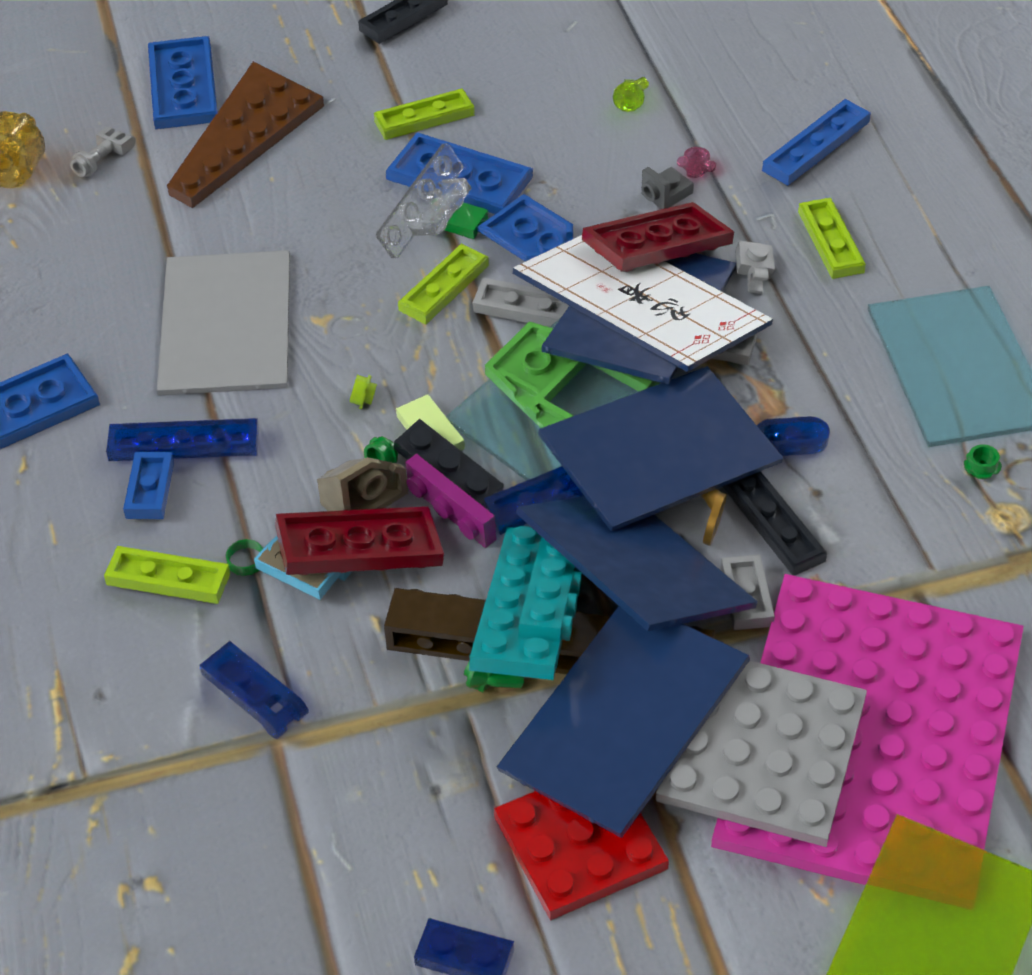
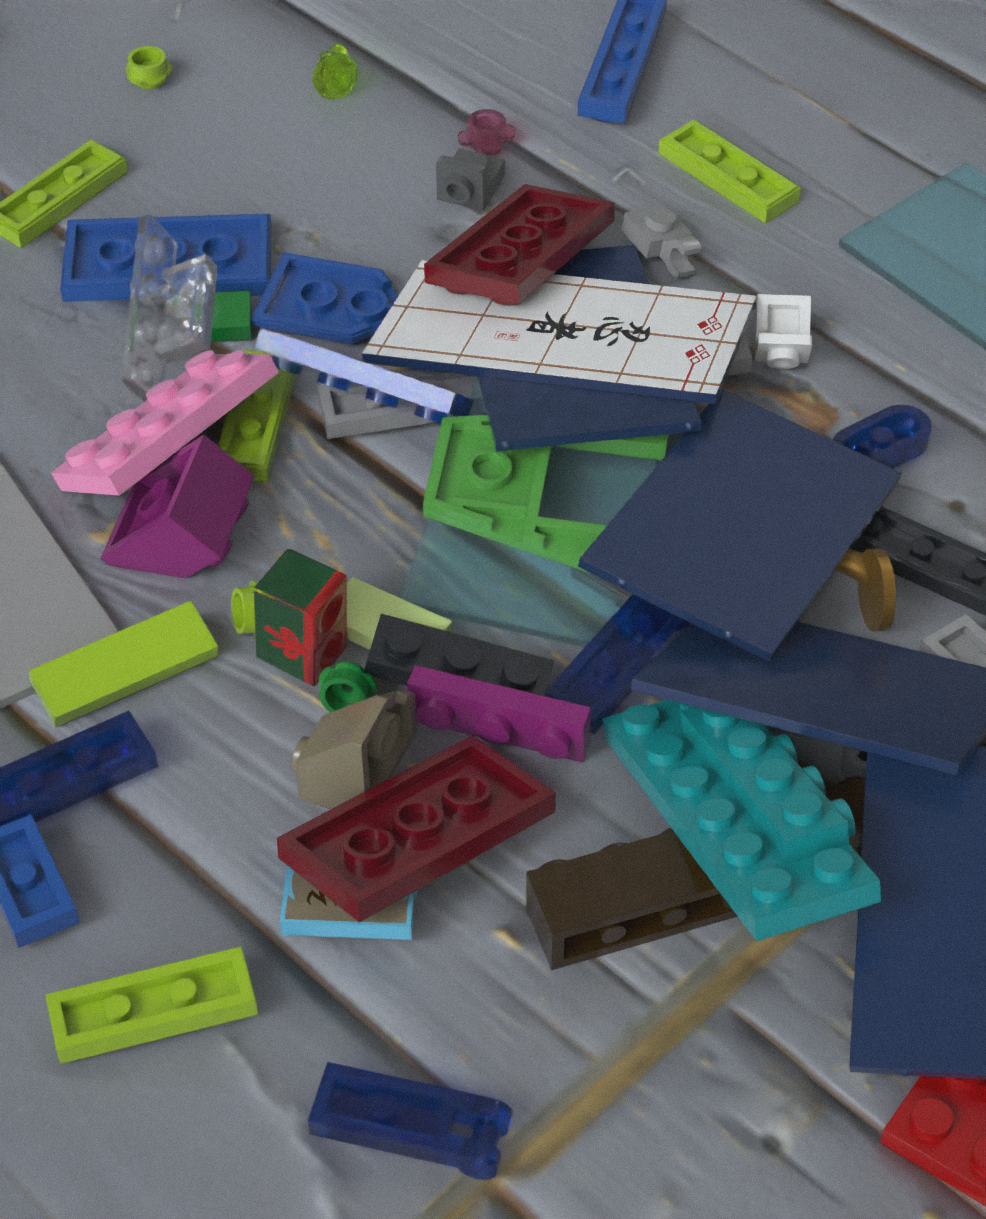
camera: 30 degrees left, 0 degrees up
(238, 545) = (244, 902): green axle -> none
(275, 393) = (123, 663): none -> lime tile
(361, 323) = (181, 513): none -> magenta slope
(374, 384) = (311, 632): none -> piece
(392, 265) = (164, 423): none -> bright pink plate
(482, 680) = (726, 938): green plate -> none
(497, 275) = (382, 384): none -> clear blue plate
(525, 55) = (147, 67): none -> lime plate
(782, 347) = (783, 330): none -> white bracket

